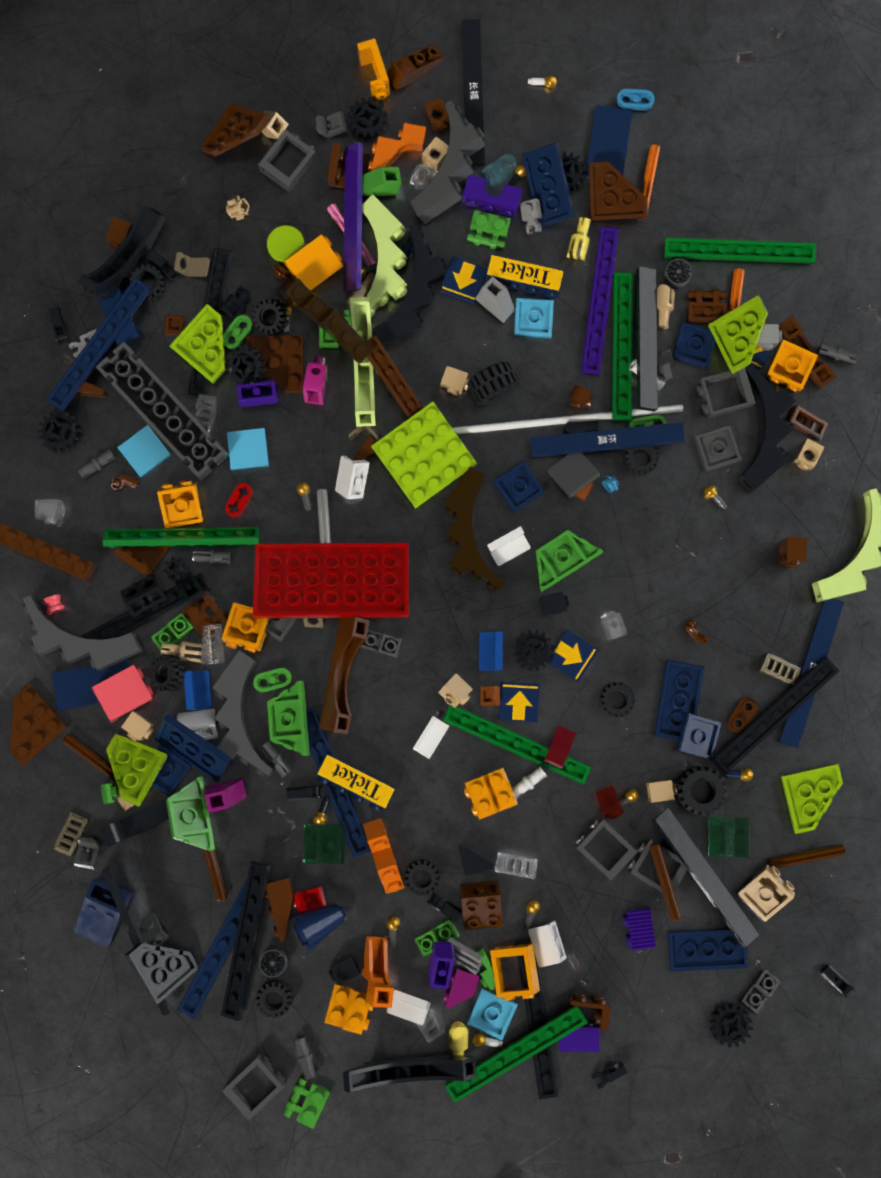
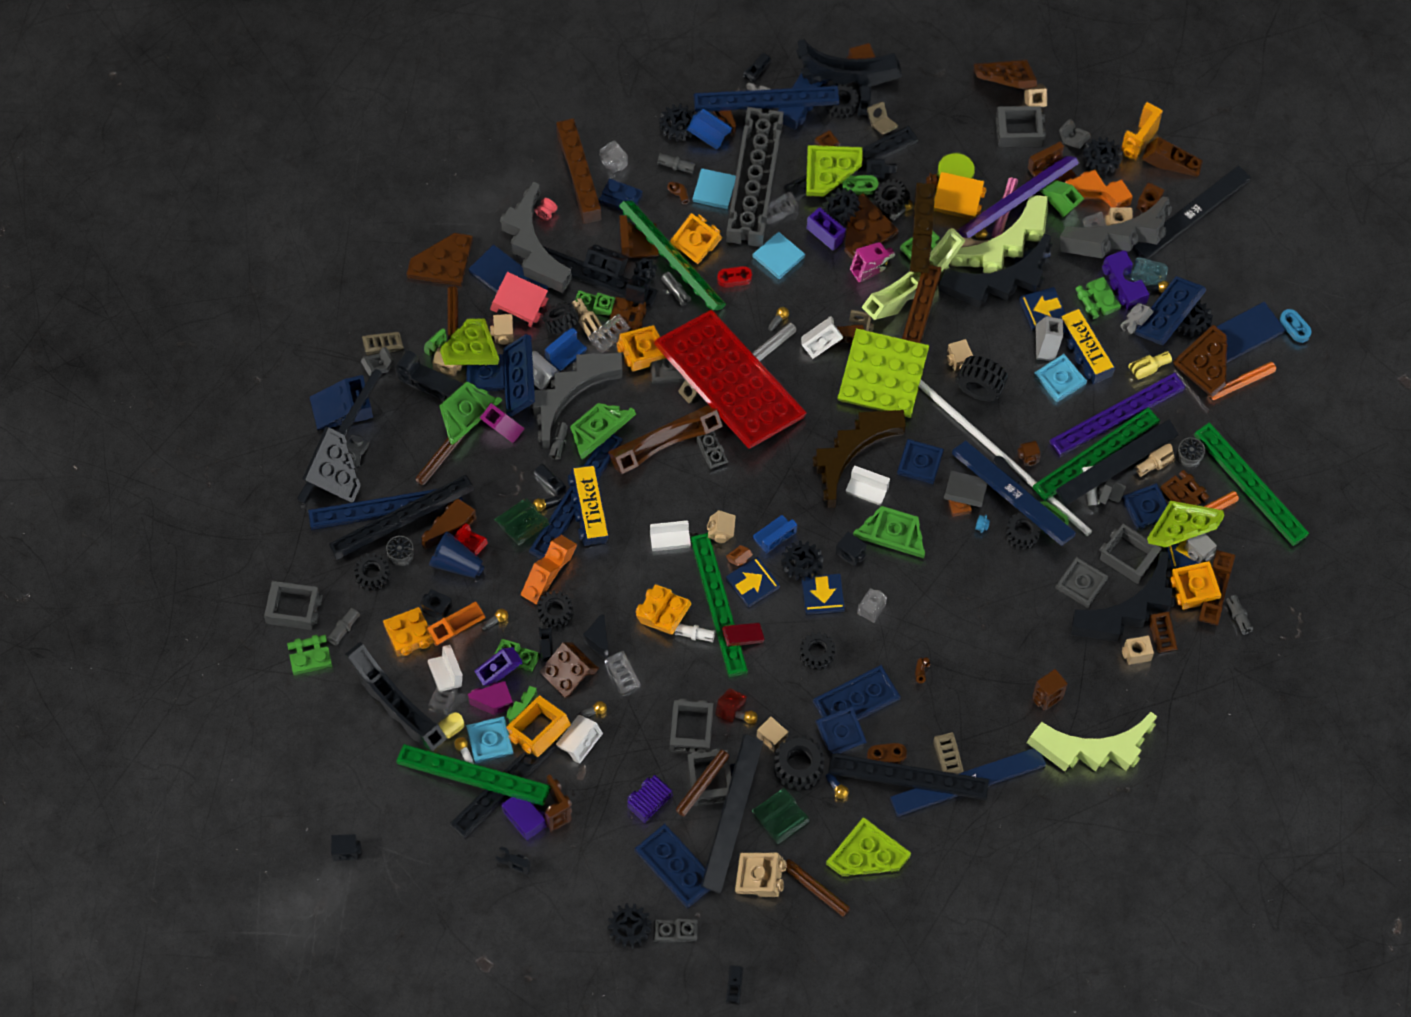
camera: 50 degrees right, 20 degrees down
(87, 413) = (709, 128): none -> blue panel
(88, 533) = (617, 192): none -> dark blue plate
(237, 207) = (953, 118): tan gear -> none
(272, 680) = (620, 394): bright green plate -> none
(463, 958) = (515, 681): light grey tile -> none
(549, 81) = (1250, 257): piece -> none
(711, 491) = (1043, 601): piece -> none

